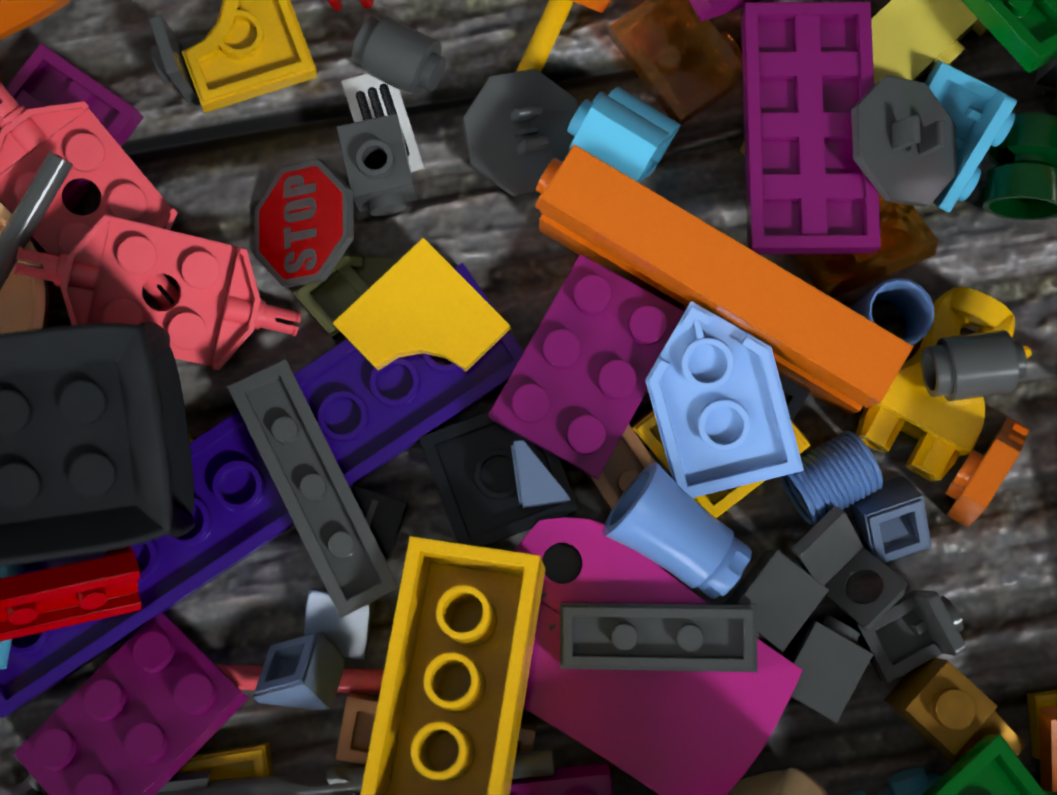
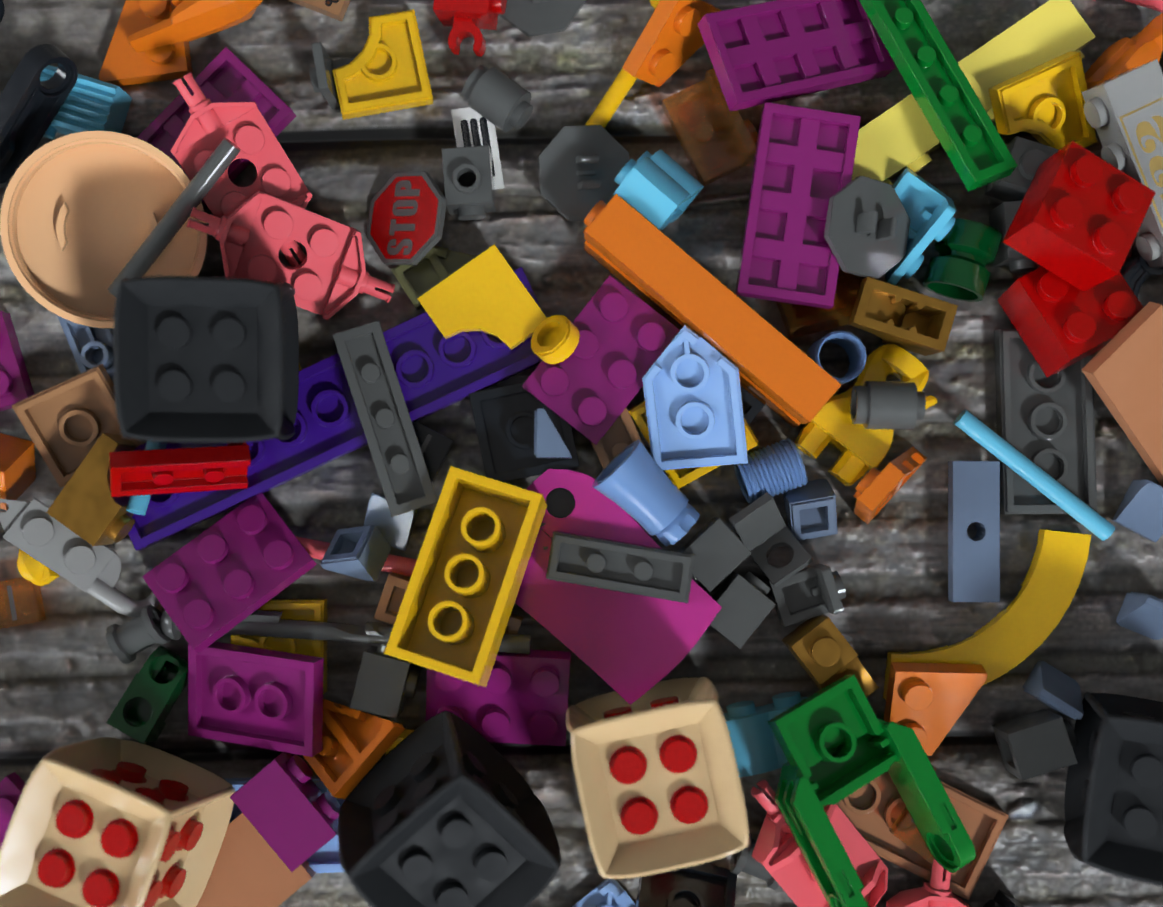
camera: 10 degrees right, 5 degrees up
(522, 347) = (555, 339): none -> yellow tile
(971, 249) = (903, 316): none -> pearl gold arch

